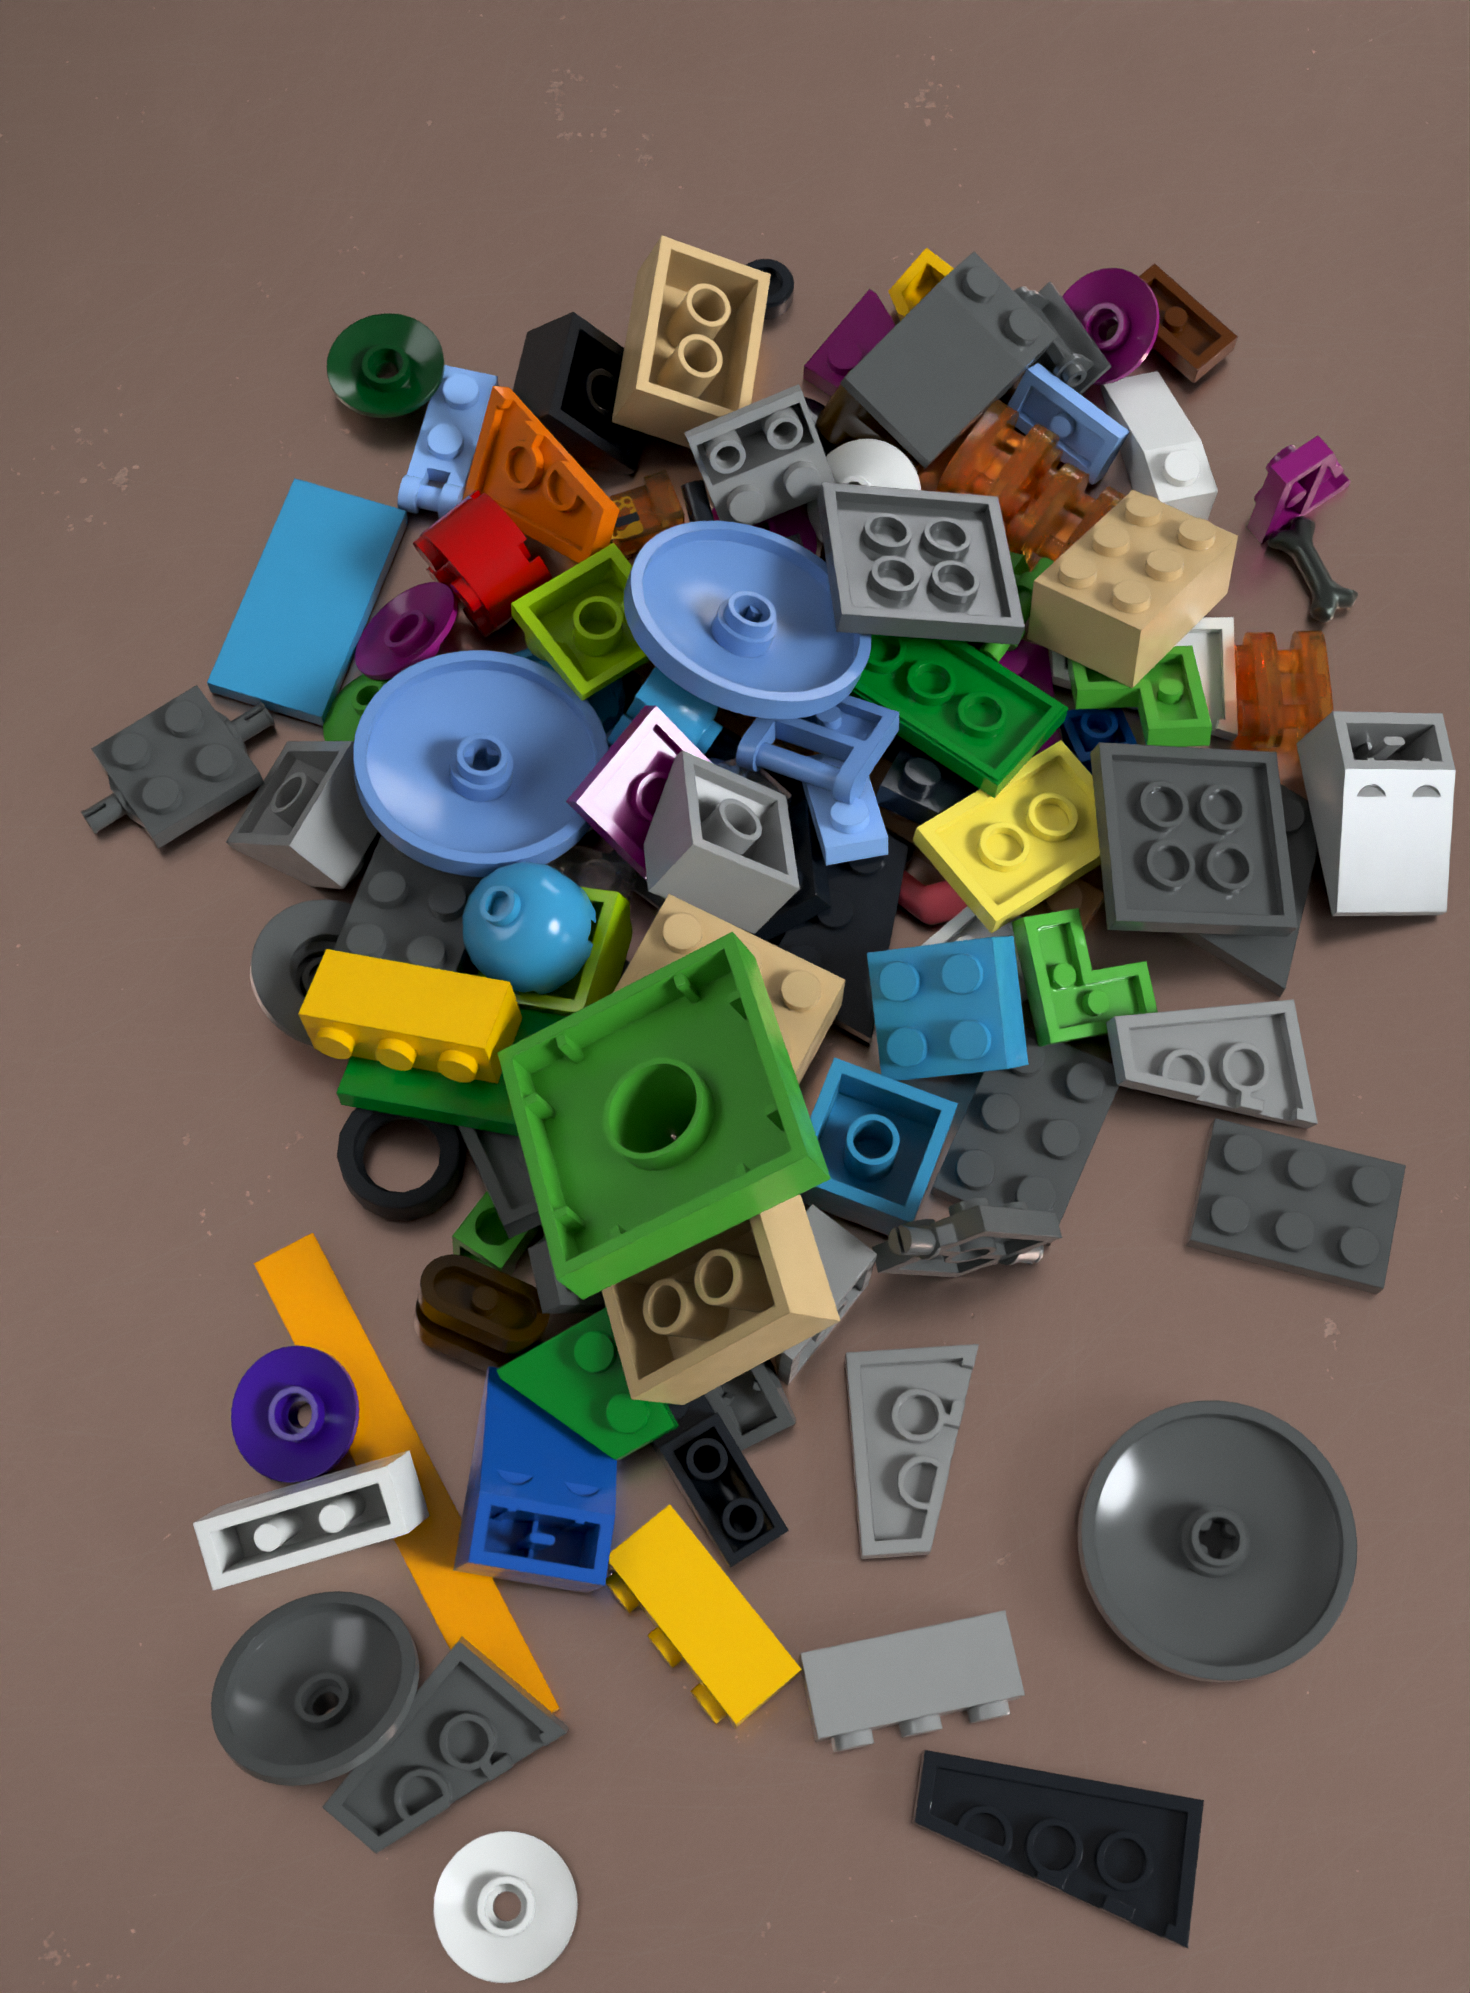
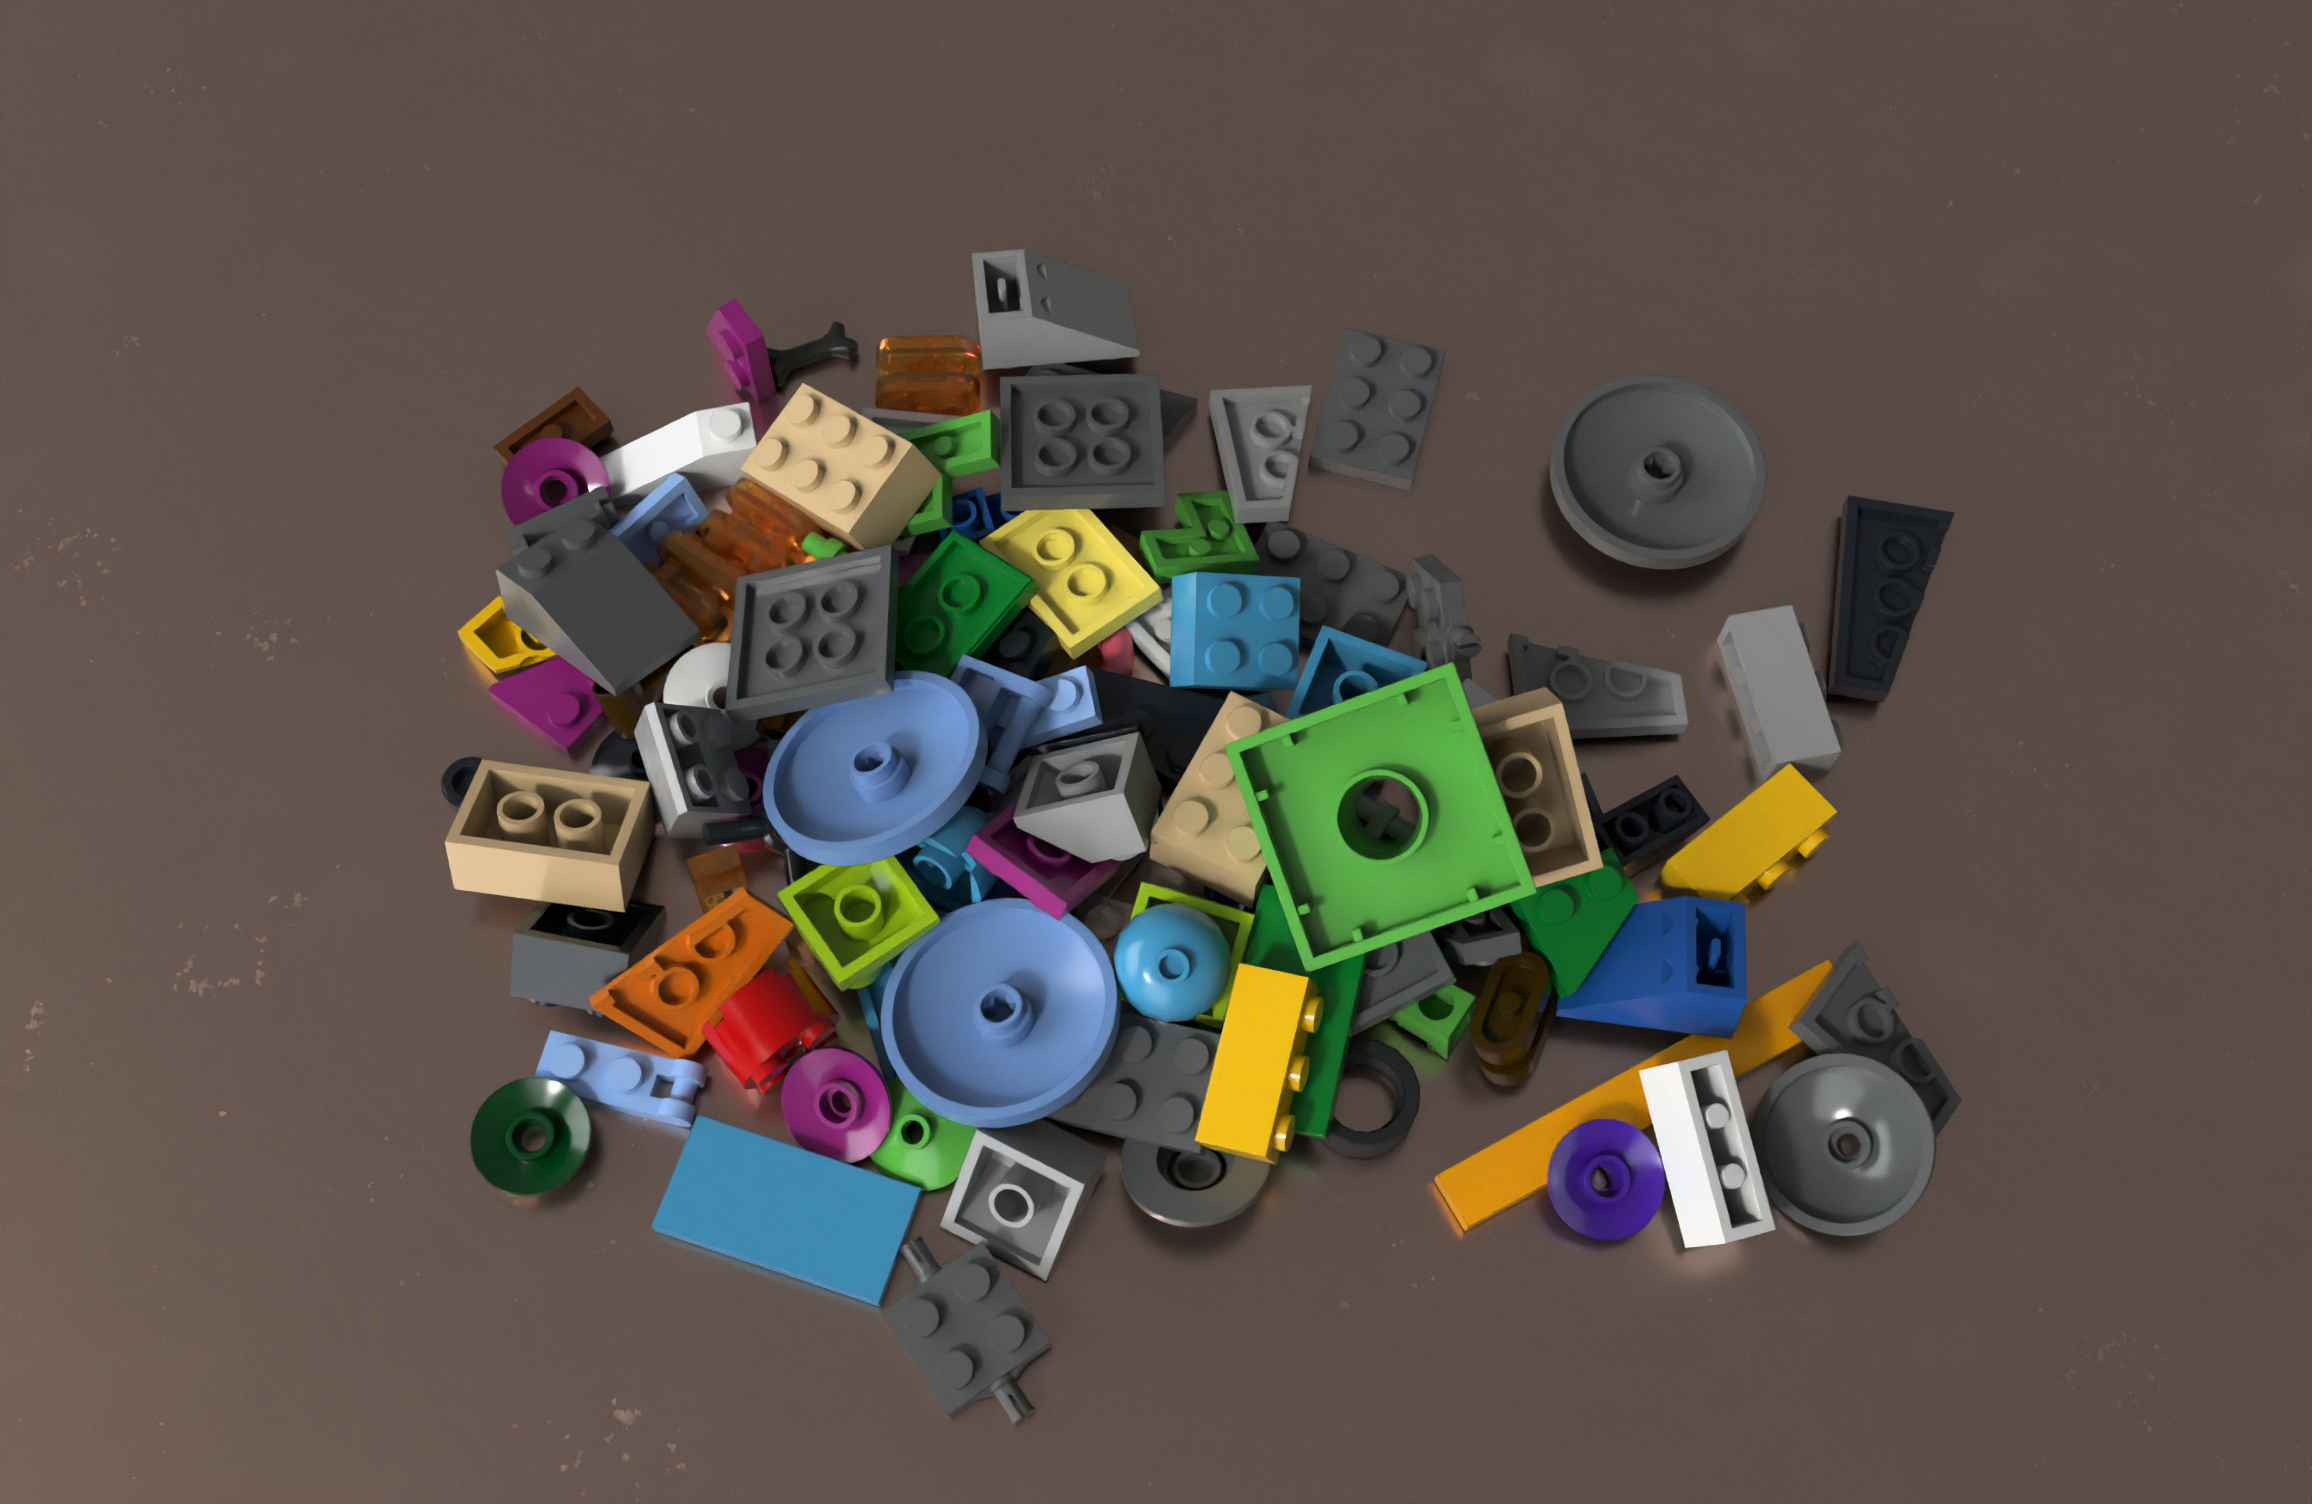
camera: 90 degrees left, 5 degrees down
(466, 1912) = (2004, 977): white dish -> none

